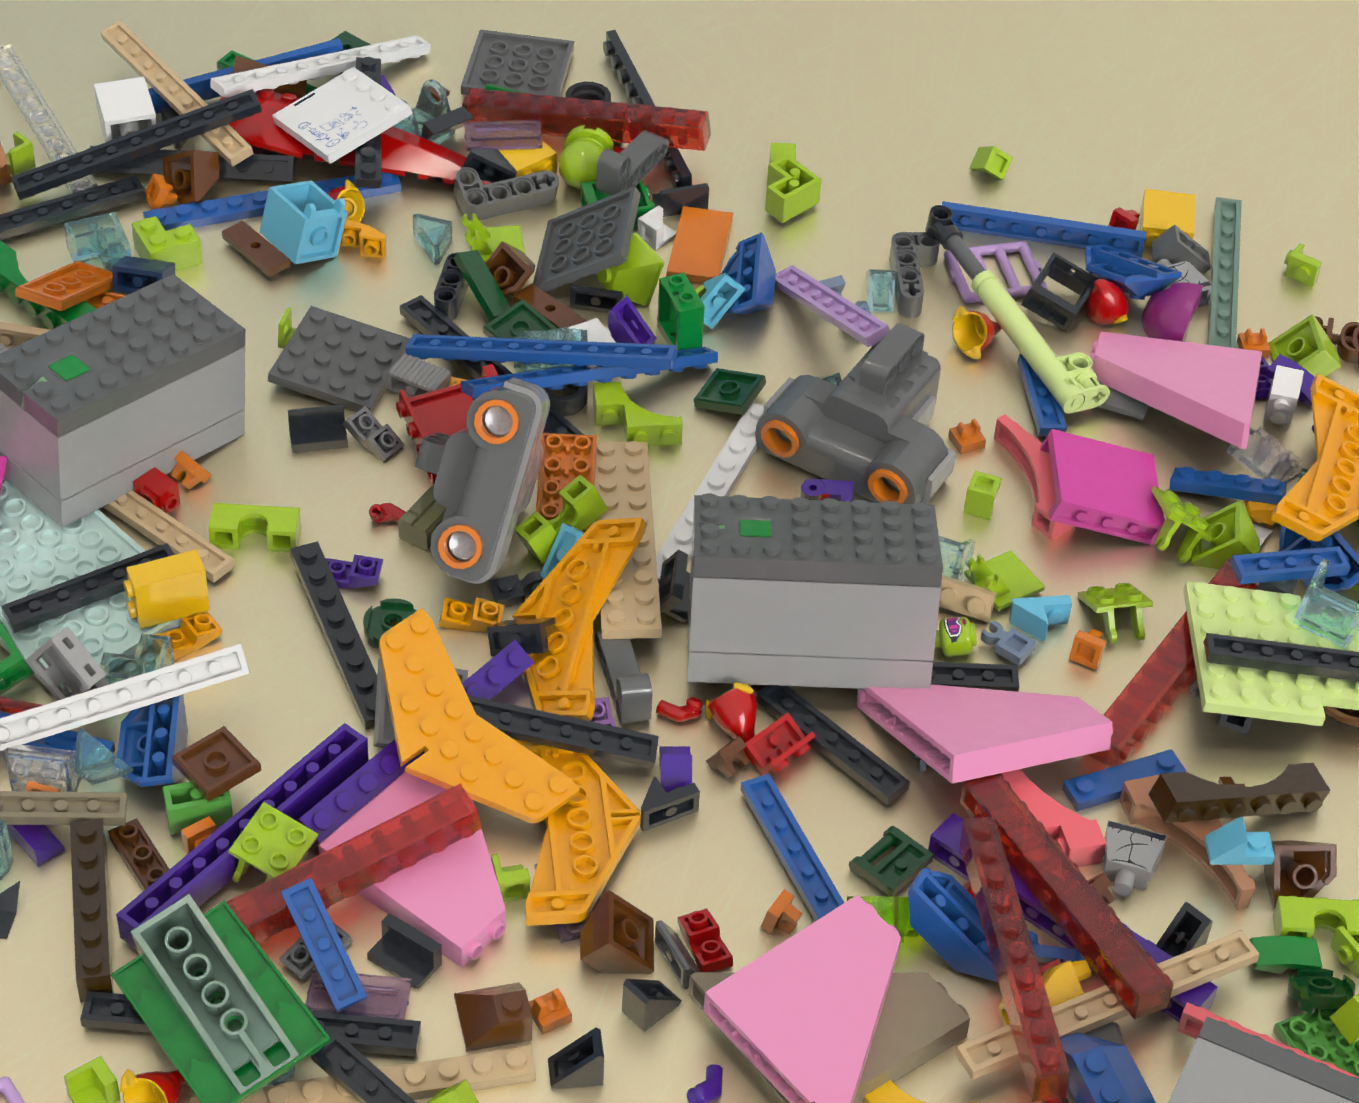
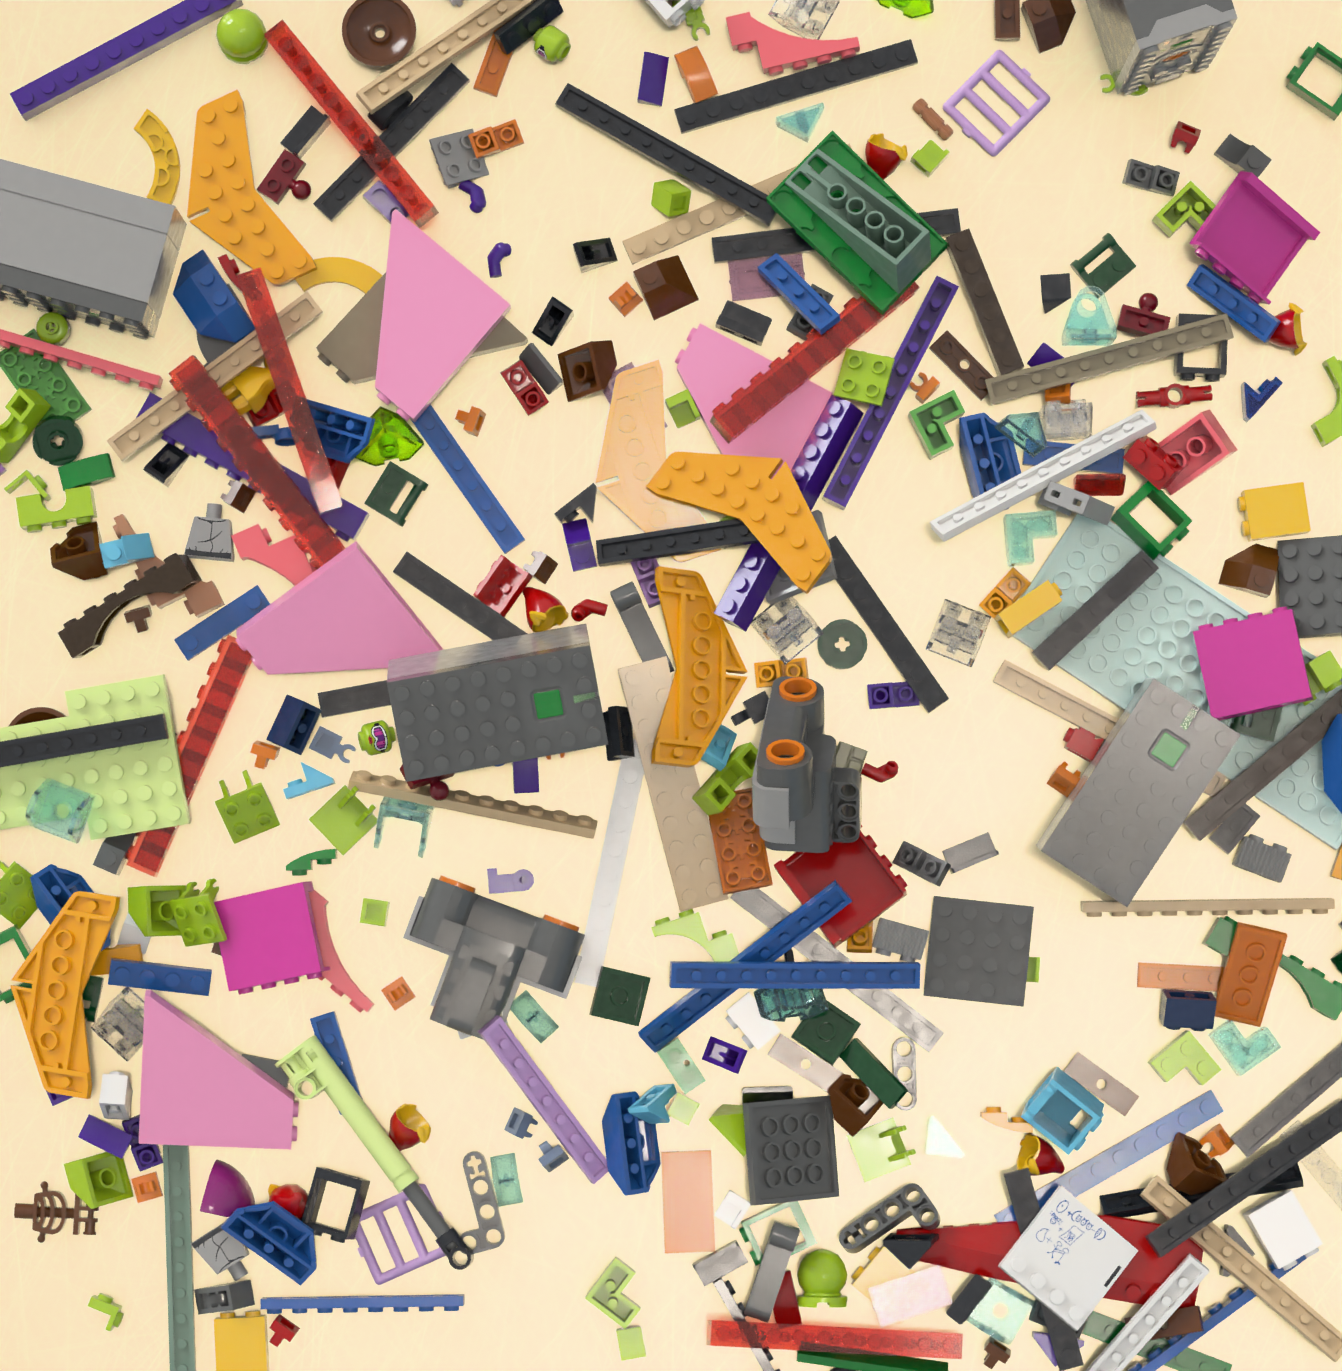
camera: 170 degrees right, 40 degrees up
(216, 763) = (929, 435): reddish brown plate -> none
(235, 521) = (966, 729): lime arch -> none
(255, 607) = (958, 633): none -> clear slope
(464, 641) = (786, 628): none -> clear slope
(529, 634) = (733, 648): black panel -> none
(1051, 661) = (293, 724): none -> dark blue brick
(1054, 551) = (302, 864): none -> green slope
(1287, 565) = (100, 862): blue plate -> none

